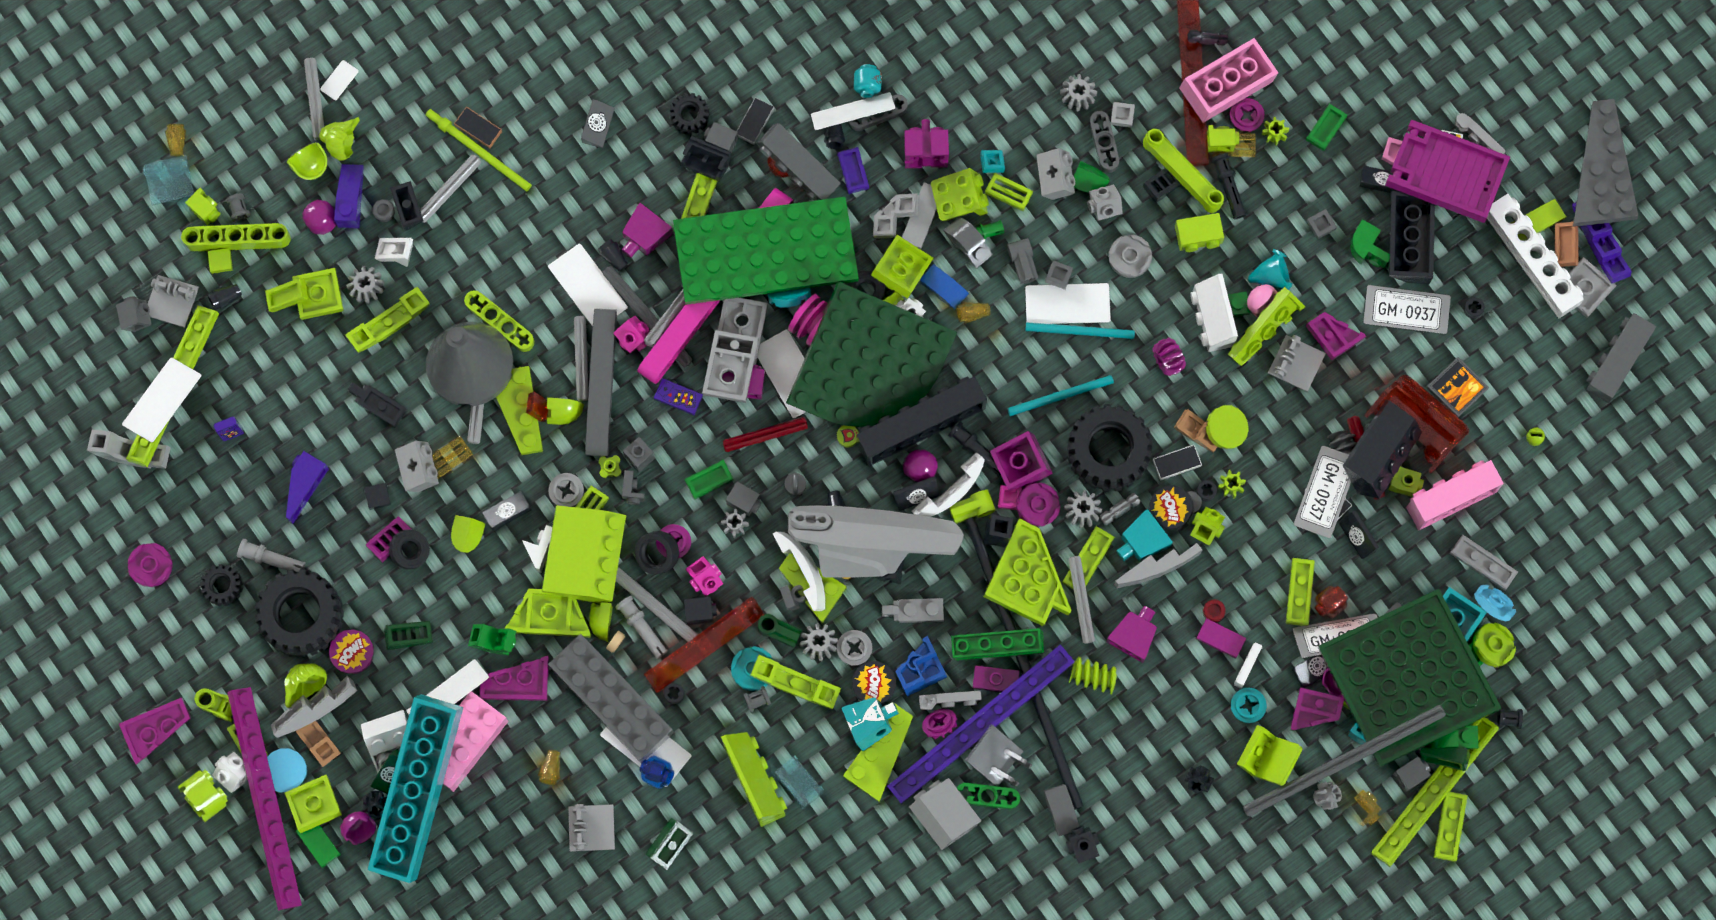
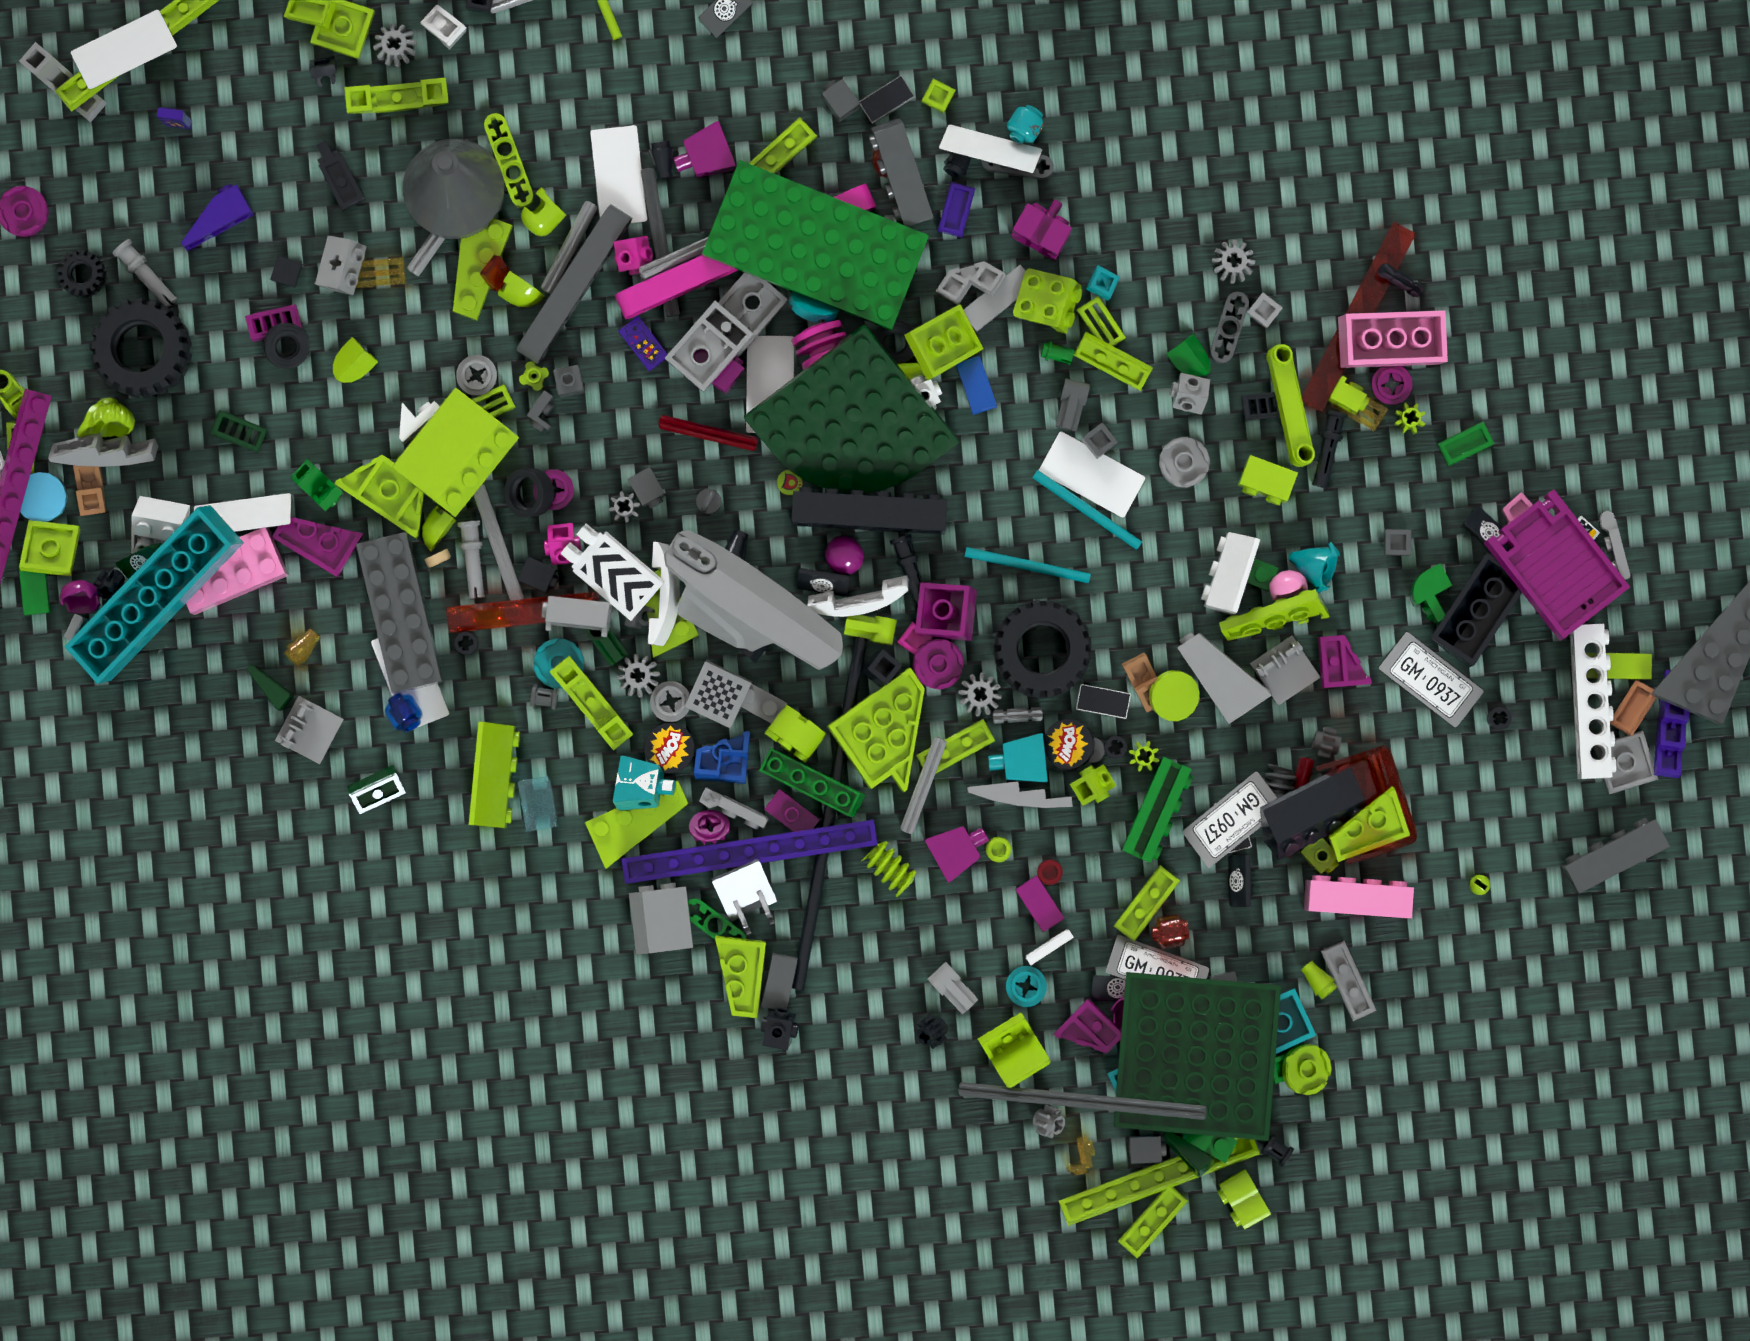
camera: 30 degrees right, 10 degrees up
(320, 330) = (323, 67): none -> black tile
(351, 651) = (172, 416): tile -> none
(367, 848) = (75, 626): none -> light grey tile
(507, 511) = (406, 361): slope -> none
(549, 813) = (272, 689): none -> dark green slope
(550, 344) = (544, 217): none -> lime helmet
(686, 101) = (824, 38): black tyre -> none
(706, 158) = (812, 112): black hinge -> none
(709, 479) = (625, 446): green tile -> none
(746, 619) = (577, 614): none -> light grey brick
(756, 571) = (613, 571): none -> white tile
(791, 97) = (938, 96): none -> lime tile
(887, 619) = (718, 694): none -> light grey tile
(963, 614) = (795, 733): none -> lime brick
(969, 240) = (1027, 353): dark grey brick -> none
(972, 311) = (988, 427): clear yellow cone -> none
(1029, 817) = (742, 973): none -> lime wing
(1034, 212) = (1113, 361): none -> lime tile
(1055, 174) = (1158, 334): light grey brick -> none
(1165, 616) = (998, 849): none -> lime tile
(1169, 356) = (1158, 590): magenta gear -> none
(1189, 737) = (949, 984): none -> light grey piece
(1254, 393) = (1223, 679): none -> light grey slope
(1265, 518) = (1156, 810): none -> green brick
(1360, 396) = (1326, 742): none -> dark grey gear
(1432, 436) = (1371, 827): none -> lime wing
(1457, 387) = (1432, 789): tile -> none
(1462, 573) = (1319, 980): none -> lime cone
(1495, 603) = (1331, 1029): medium azure tile -> none
(1508, 768) = (1244, 1199): none -> lime brick

